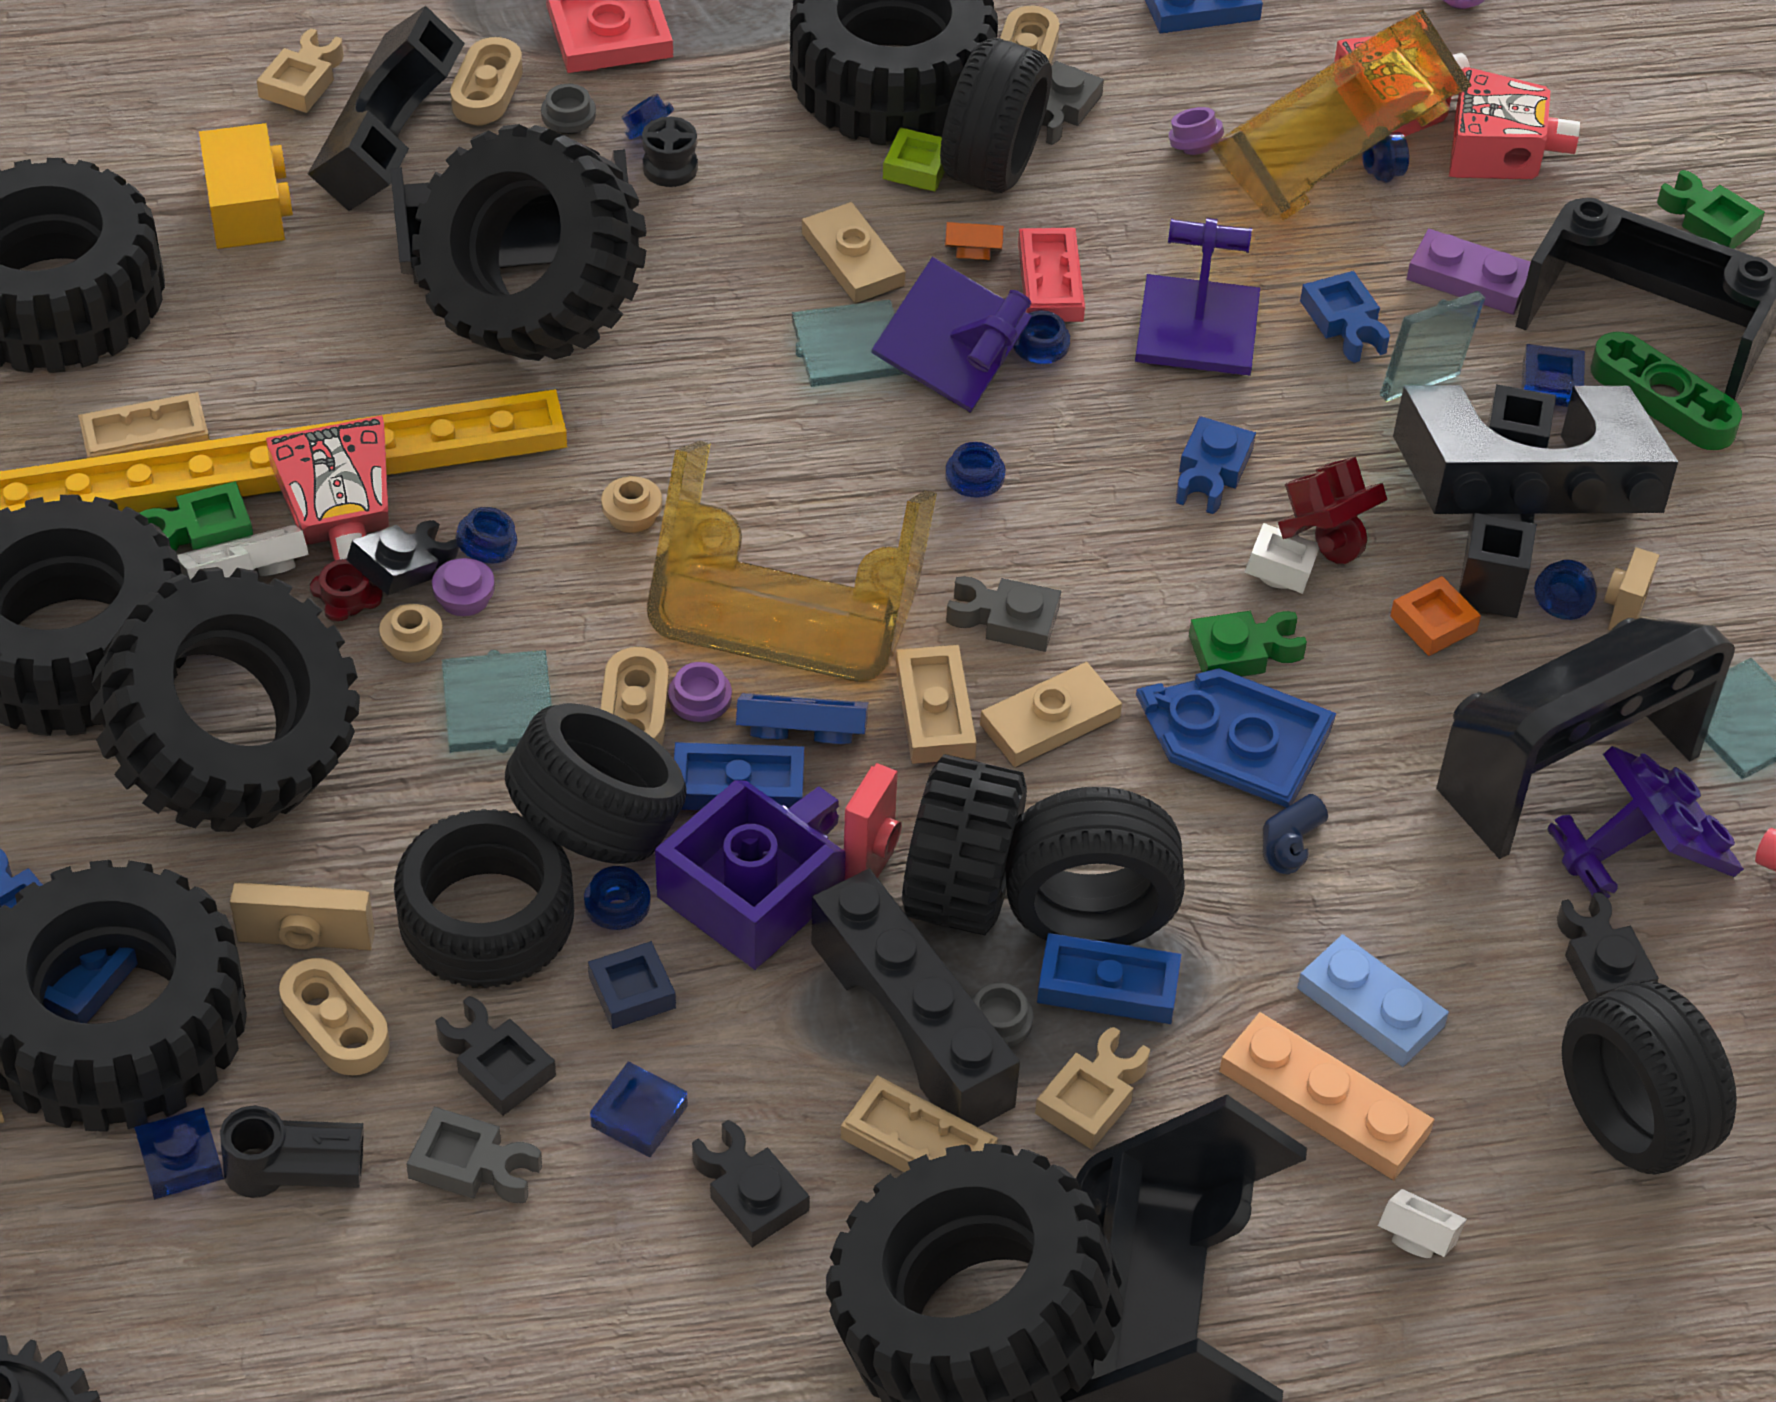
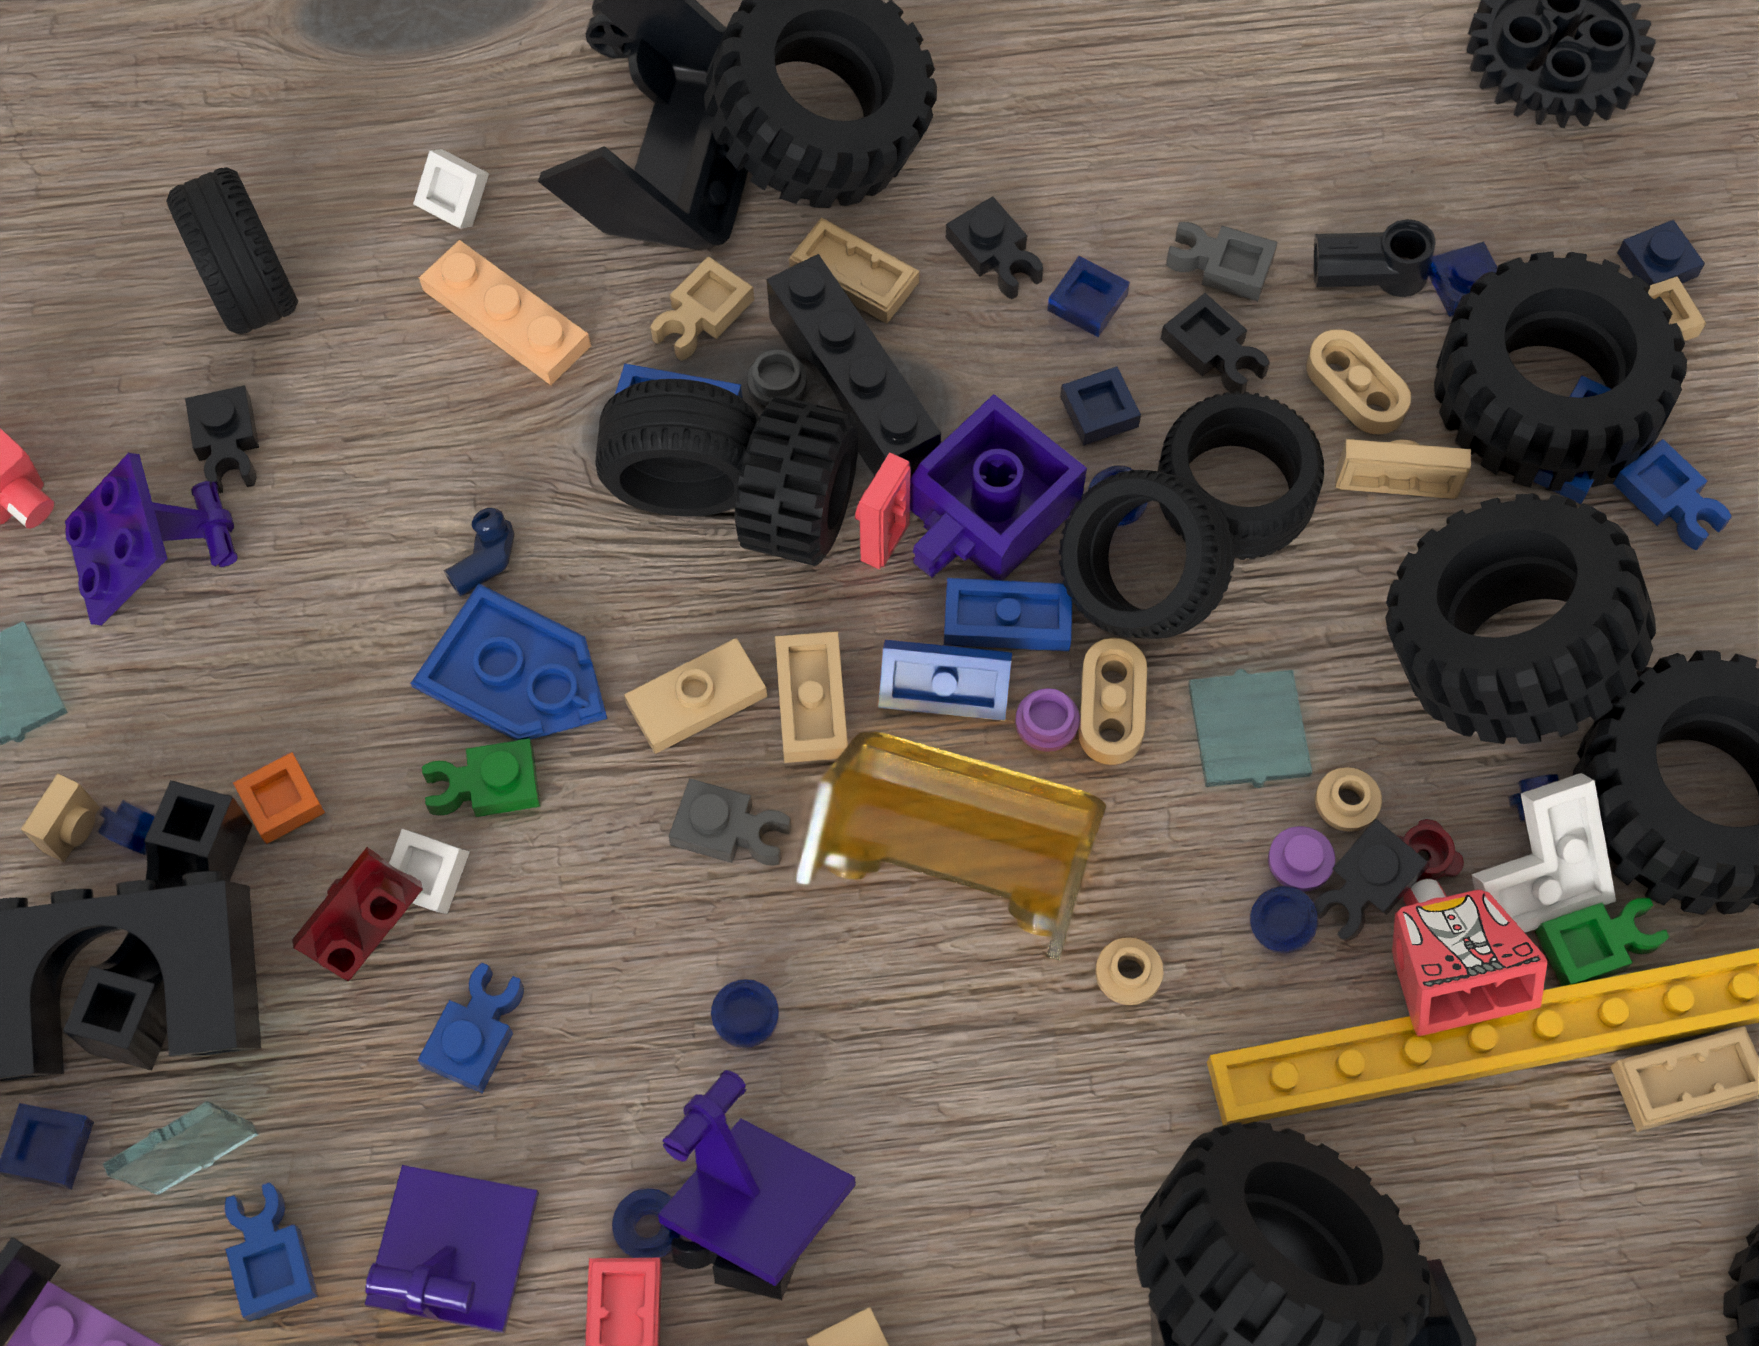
camera: 175 degrees left, 15 degrees up
(840, 341) = (882, 1241): clear light blue piece -> none
(1372, 1000) = (445, 395): light blue plate -> none
(1633, 672) = (154, 574): black windscreen -> none

